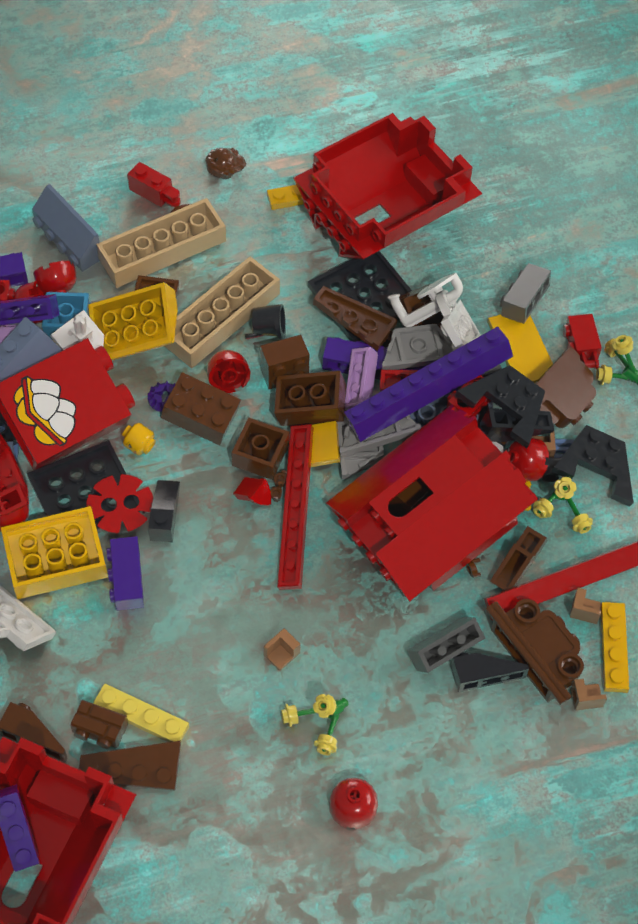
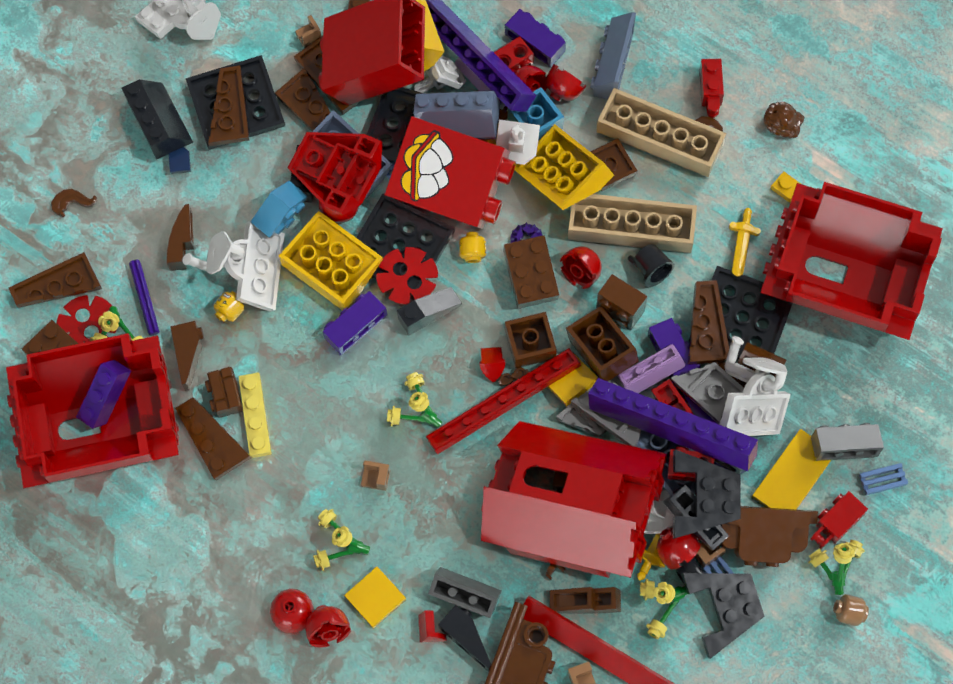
camera: 60 degrees right, 10 degrees up
(20, 666) = (228, 307): none -> yellow head
(248, 563) = (418, 402): none -> light yellow plant
(293, 245) = (744, 231): none -> yellow sword
(391, 778) = (325, 625): none -> red cylinder
(392, 724) = (375, 597): none -> yellow tile
(454, 697) = (427, 629): none -> red tile
(575, 281) = (897, 467): none -> medium blue tile

